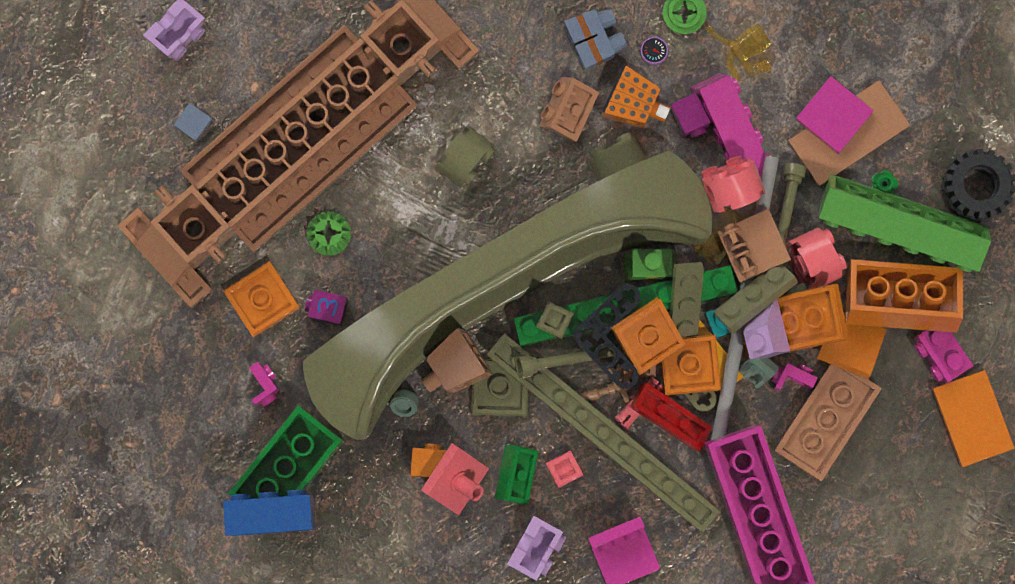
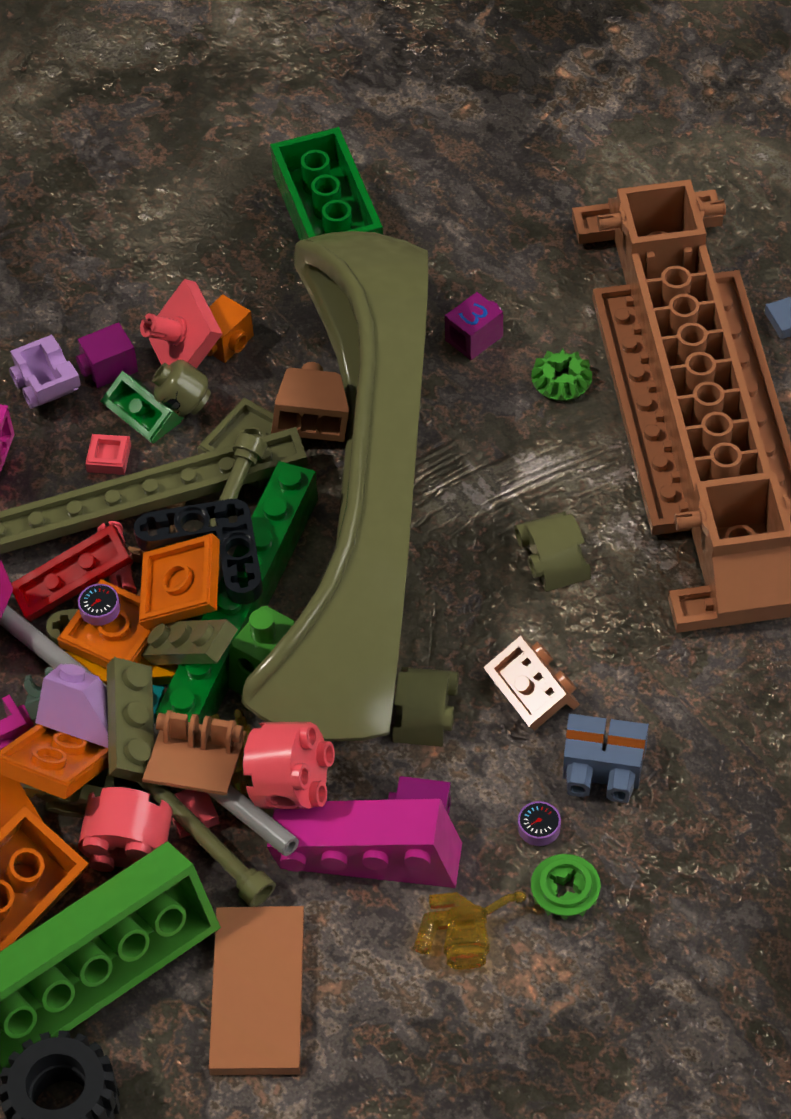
camera: 125 degrees right, 30 degrees down
(261, 299) = (534, 281): orange tile -> none
(265, 377) = (437, 232): dark pink bracket -> none
(269, 513) = (280, 125): blue brick -> none
(404, 402) = (310, 339): sand green tile -> none
(495, 452) = (181, 387): none -> olive head
(497, 521) = (106, 355): none -> magenta brick
(554, 320) = (277, 499): olive tile -> none
(634, 100) = (491, 756): orange torso -> none
(687, 378) = (99, 604): none -> tile
(834, 115) = (293, 975): dark pink tile -> none
(887, 176) = (161, 999): green plate -> none

